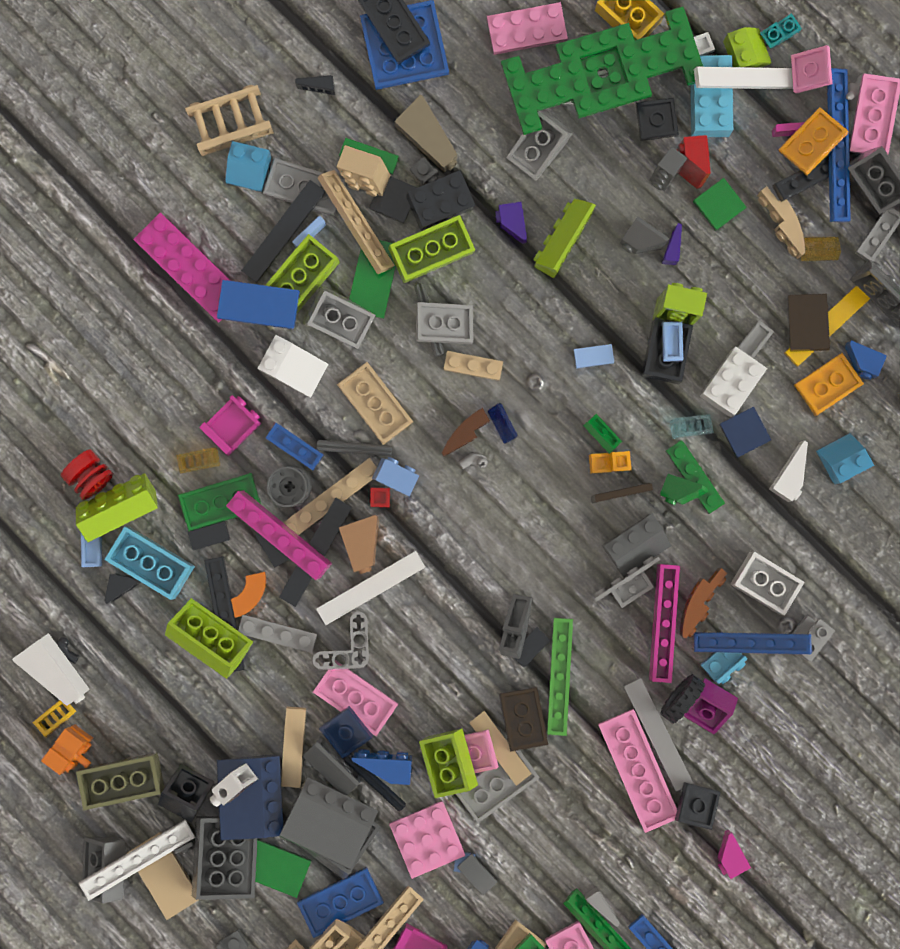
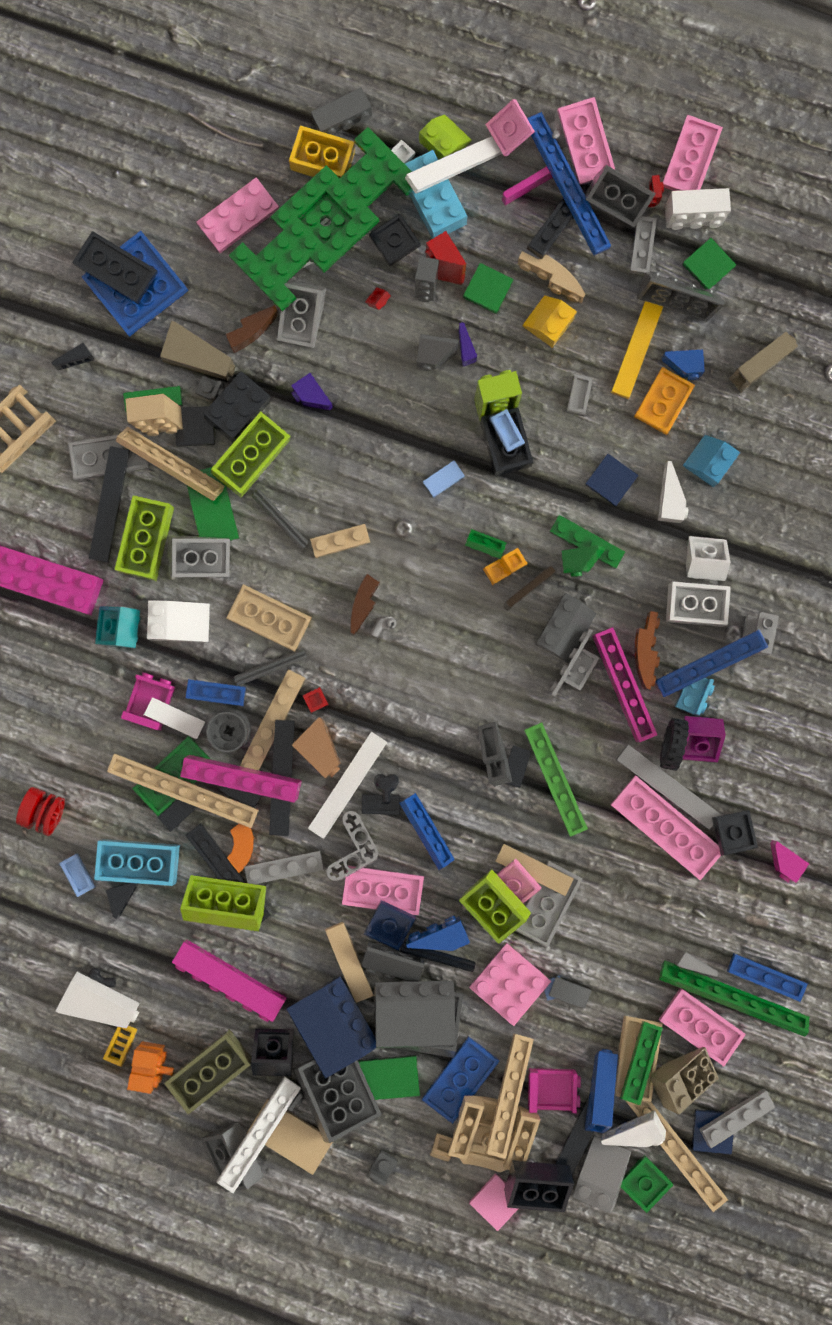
camera: 30 degrees left, 0 degrees up
(116, 507) = (81, 827): lime brick -> none
(178, 709) = (229, 980): none -> dark pink brick
(208, 454) = (140, 738): clear yellow slope -> none
(222, 519) = (183, 790): none -> tan plate
(233, 785) = (311, 1024): white torso -> none
(236, 344) = (117, 626): none -> teal slope
(246, 451) = (174, 718): none -> white tile
(247, 166) = (47, 462): dark azure slope -> none
(258, 304) = (119, 581): blue tile -> none
(315, 227) = (135, 489): light blue tile -> none
(392, 620) = (373, 805): none -> black tile
(395, 476) = (319, 674): medium blue brick -> none
(405, 606) = (386, 785): none -> black rock
(421, 665) = (427, 831): none -> blue plate
(444, 323) = (295, 515): light grey plate -> none
(489, 136) = (252, 328): none -> reddish brown slope
(502, 423) = (392, 579): clear blue slope -> none
(523, 719) = (542, 833): dark brown tile -> none
(564, 237) = (364, 385): lime slope -> none
(615, 165) = (378, 298): none -> red plate
(679, 428) = (552, 506): clear light blue slope -> none
(733, 382) = (578, 440): white brick -> none
(761, 260) = (550, 320): none -> yellow slope
(781, 31) = (466, 107): teal slope -> none
(796, 546) = (707, 558): none -> white slope
(808, 322) = (619, 354): dark brown tile -> none
(813, 141) = (543, 190): light orange tile -> none
(821, 249) = (598, 283): clear yellow slope -> none

